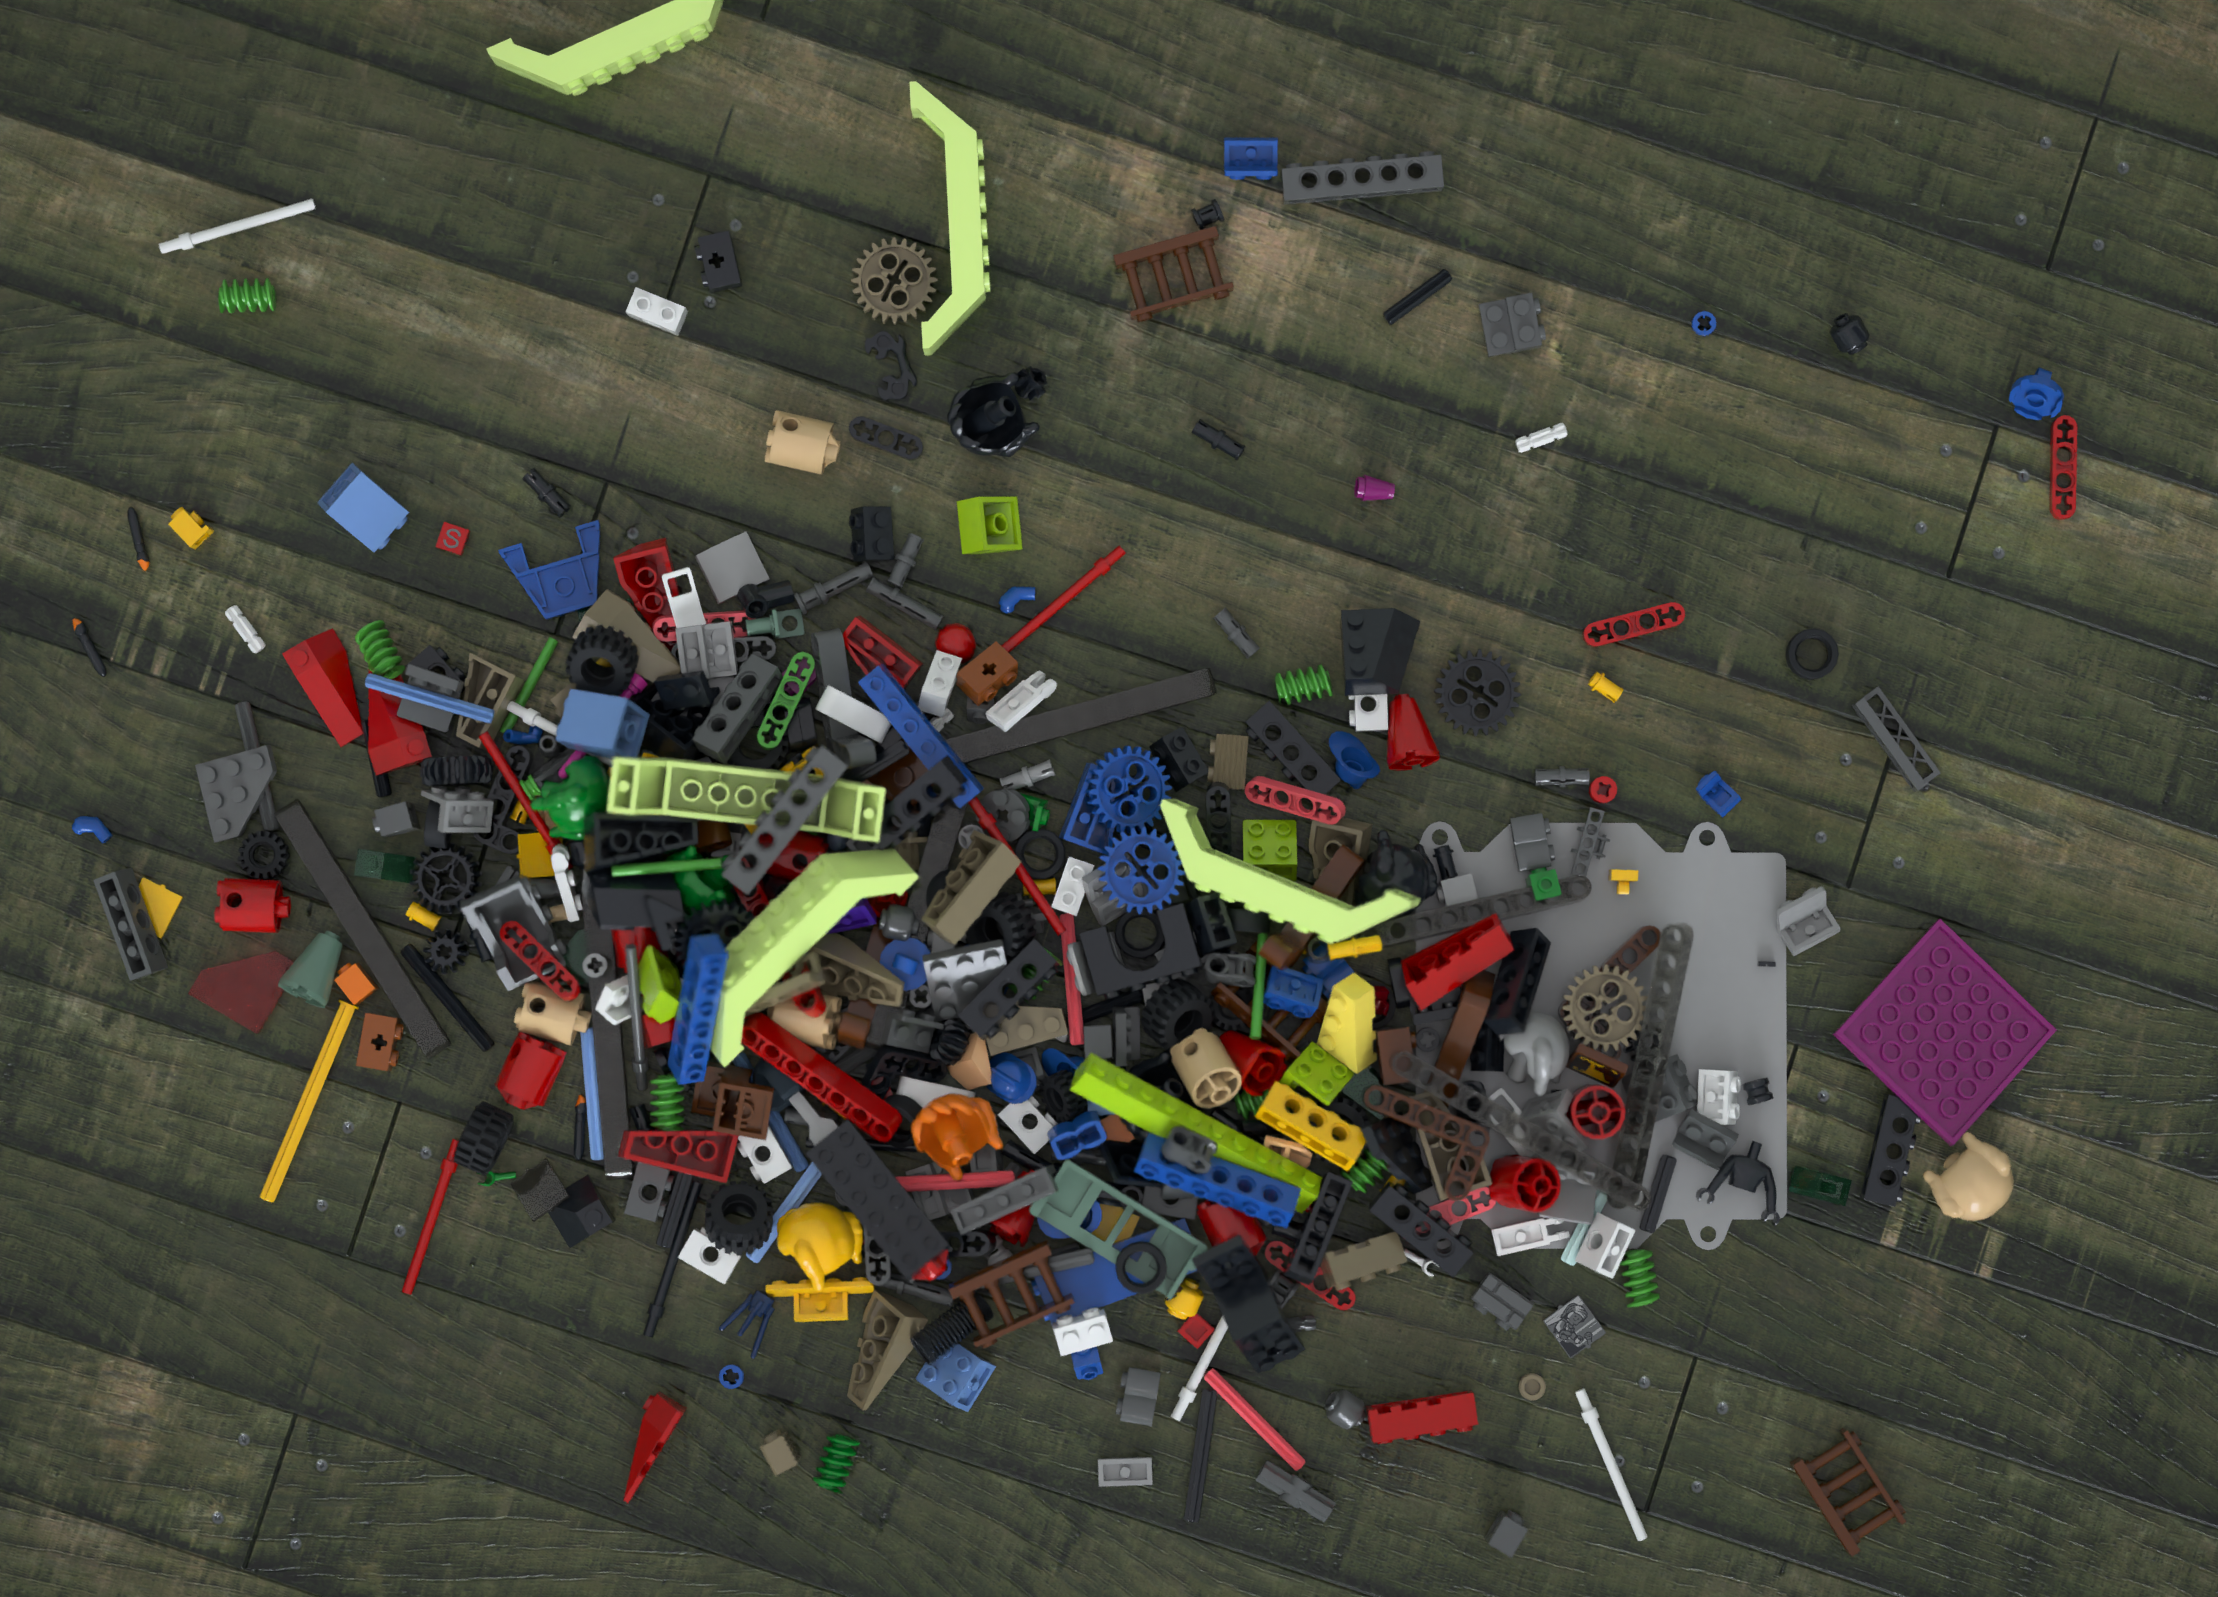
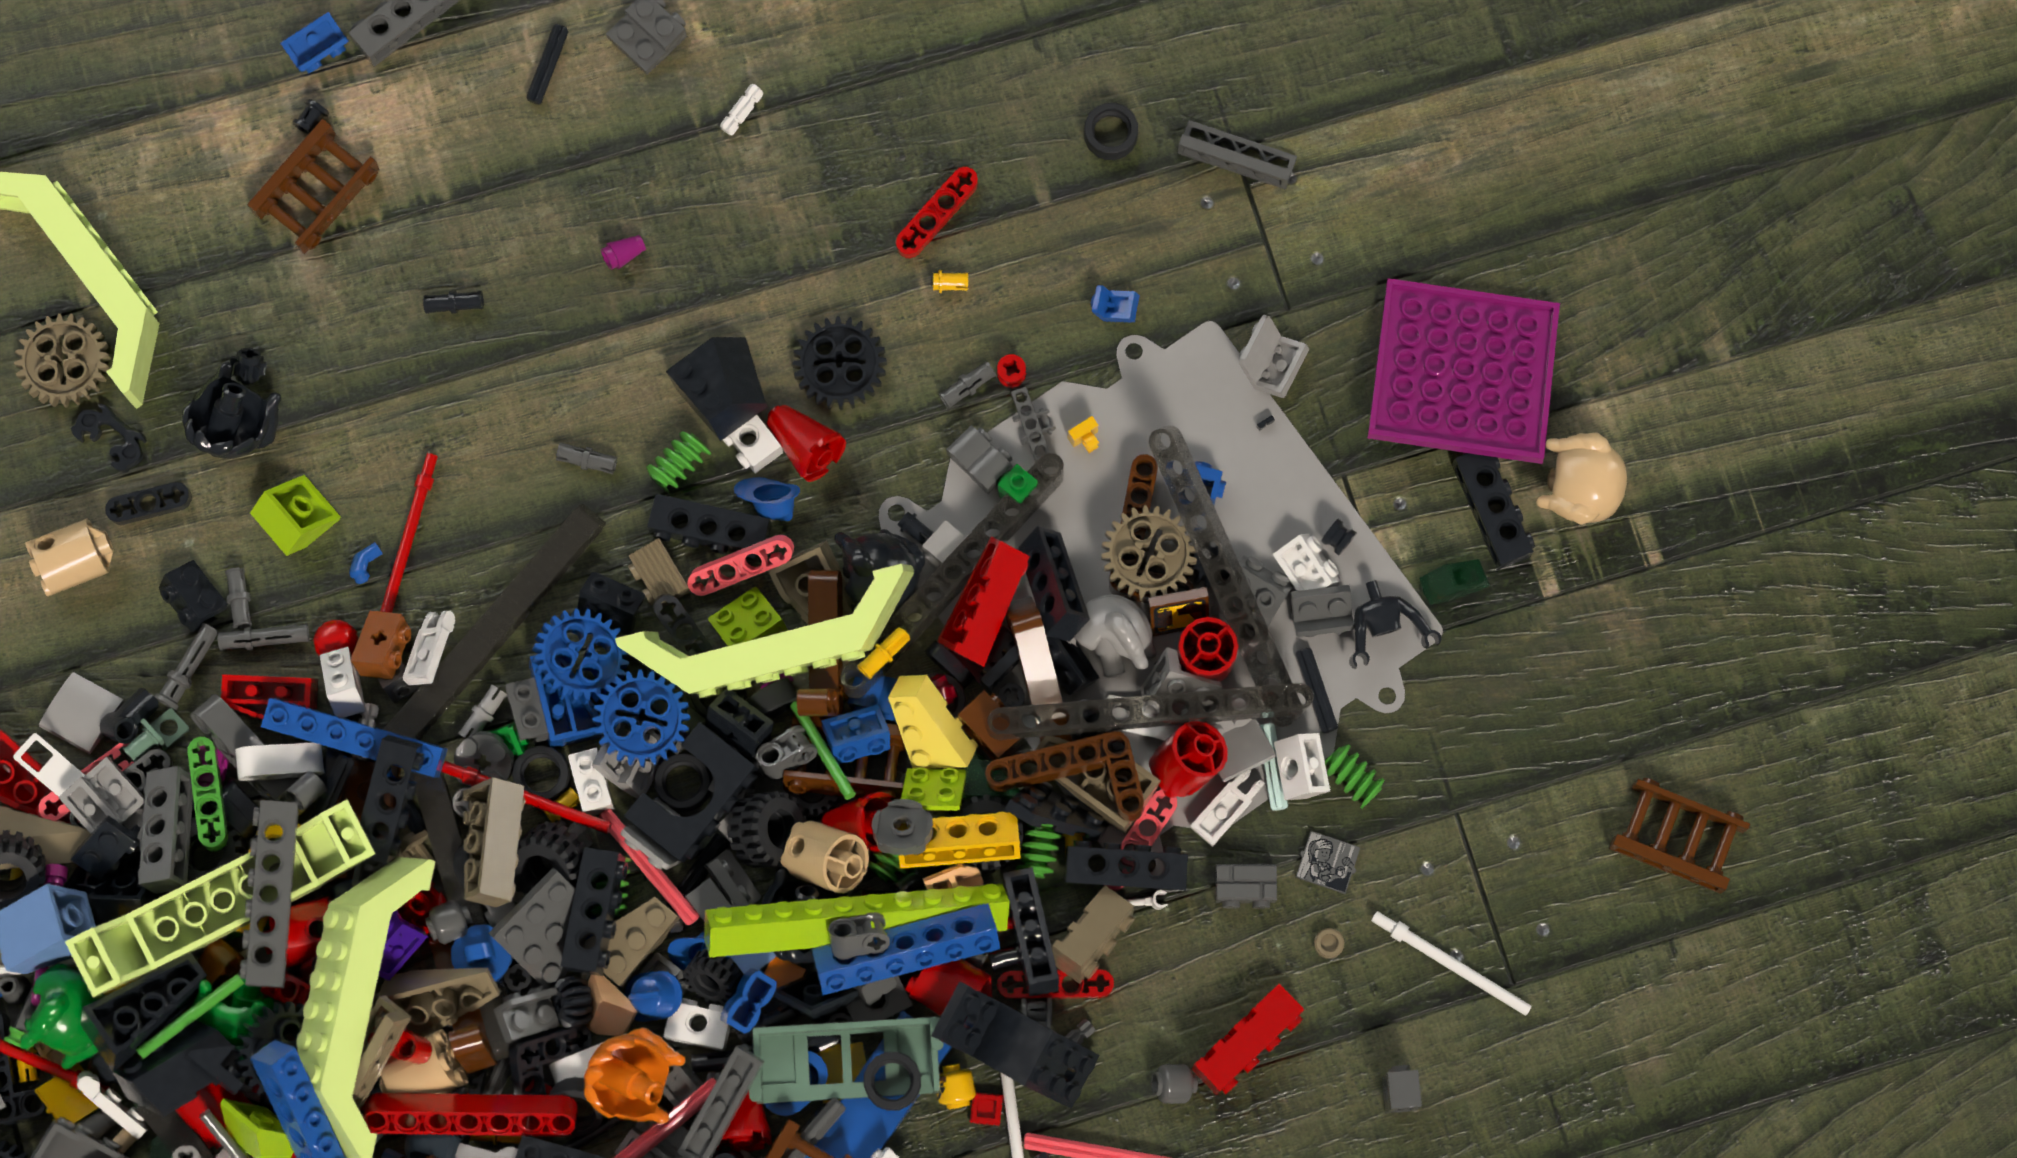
camera: 40 degrees left, 10 degrees down
(1061, 800) = (527, 711): none -> dark grey bracket
(1266, 1101) = (902, 842): none -> dark grey plate
(1694, 979) = (1211, 478): none -> blue bracket

